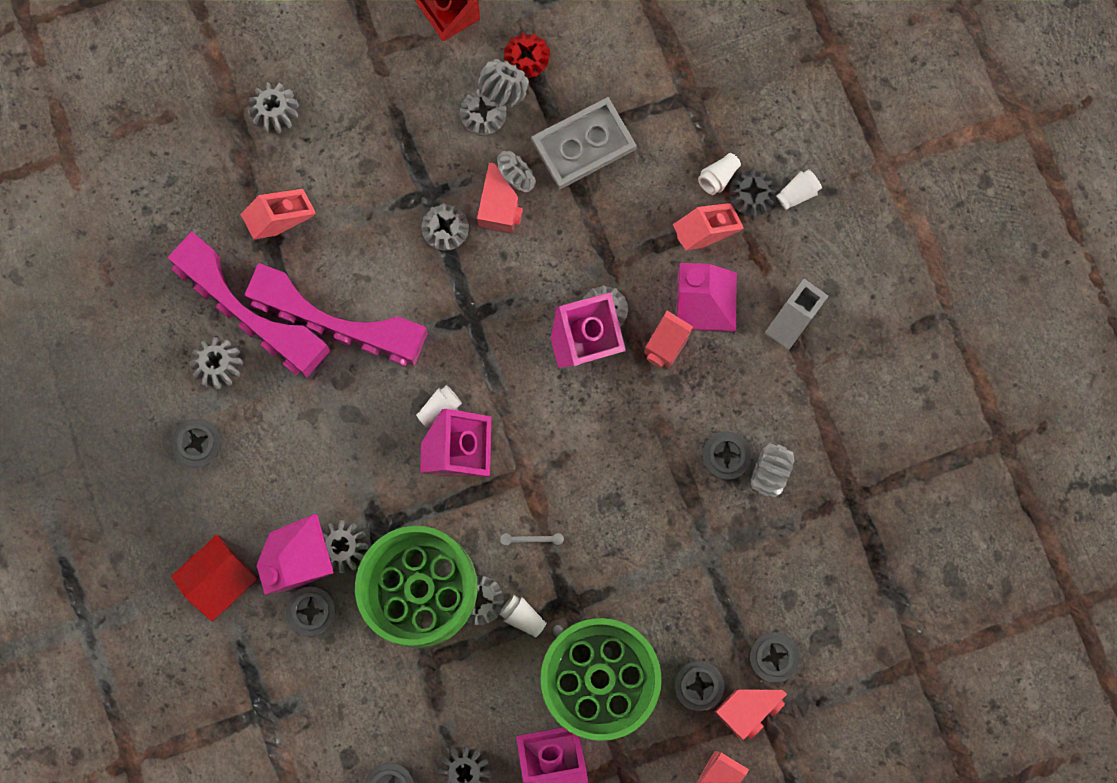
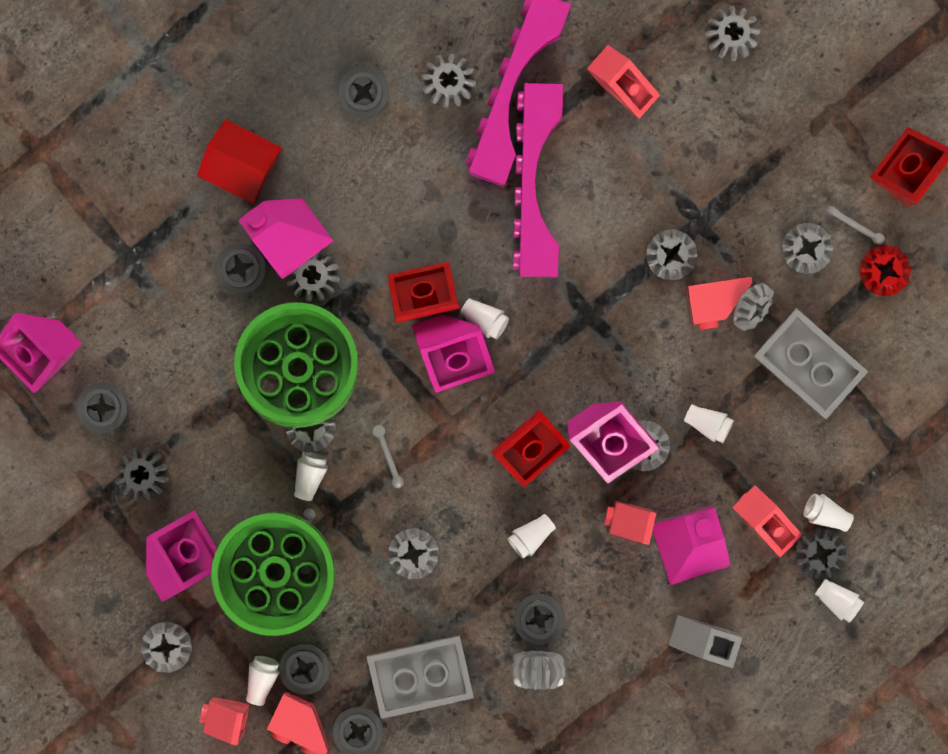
camera: 75 degrees right, 10 degrees up
(396, 453) = (423, 292): none -> red slope
(496, 52) = (878, 238): none -> light grey hinge
(503, 83) = (842, 259): light grey gear -> none
(569, 407) = (530, 448): none -> red slope
(604, 245) = (709, 422): none -> white cone
(617, 557) = (420, 540): none -> light grey gear
(649, 436) = (531, 535): none -> white cone
(693, 728) = (262, 676): none -> white cone
(742, 581) = (420, 676): none -> light grey plate

